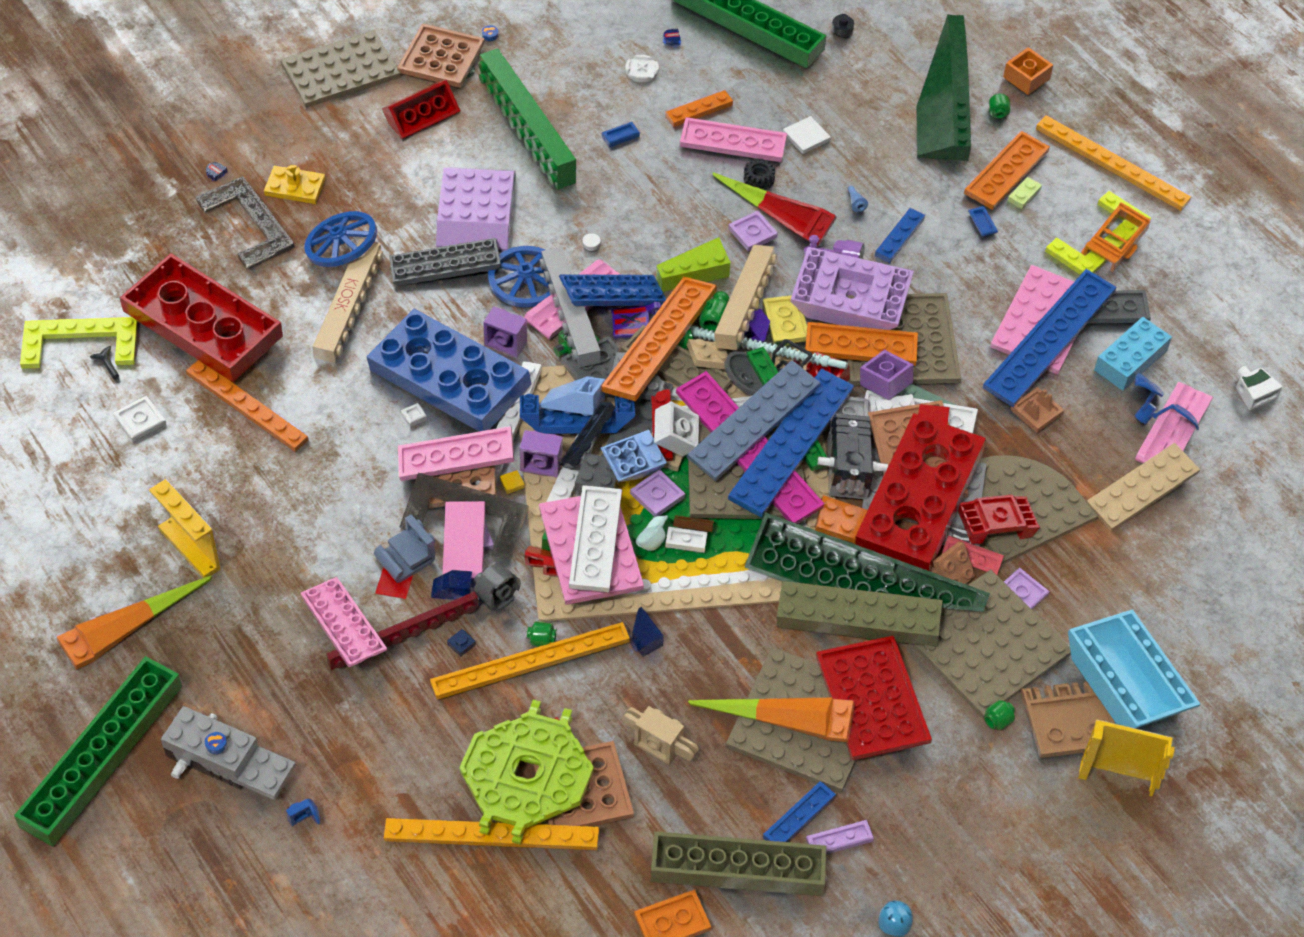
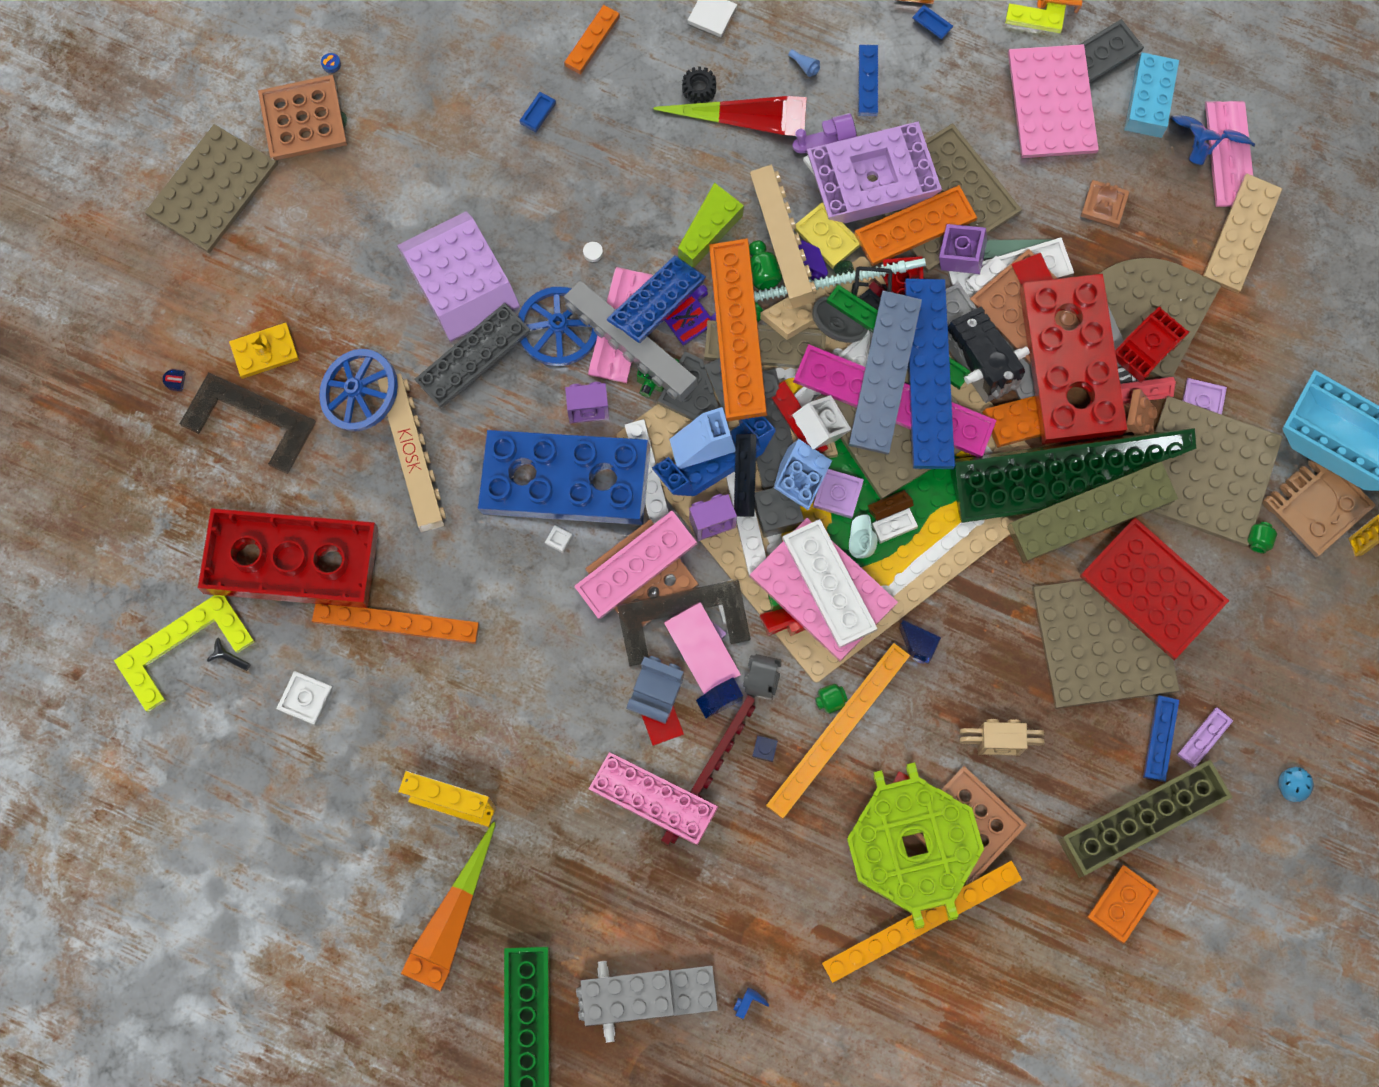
camera: 30 degrees left, 20 degrees up
(215, 742) = (640, 1001): blue tile -> none
(421, 109) = (327, 192): red slope -> none
(512, 482) = (697, 557): yellow tile -> none
(527, 119) = (441, 148): green brick -> none
(642, 68) = (506, 22): white tile -> none
(733, 139) = (649, 59): bright pink plate -> none
(753, 230) = (734, 153): lavender plate -> none
(817, 717) = (1121, 640): orange plate -> none
(1049, 338) = (1075, 122): blue plate -> none
(1257, 387) = (1274, 69): white torso -> none

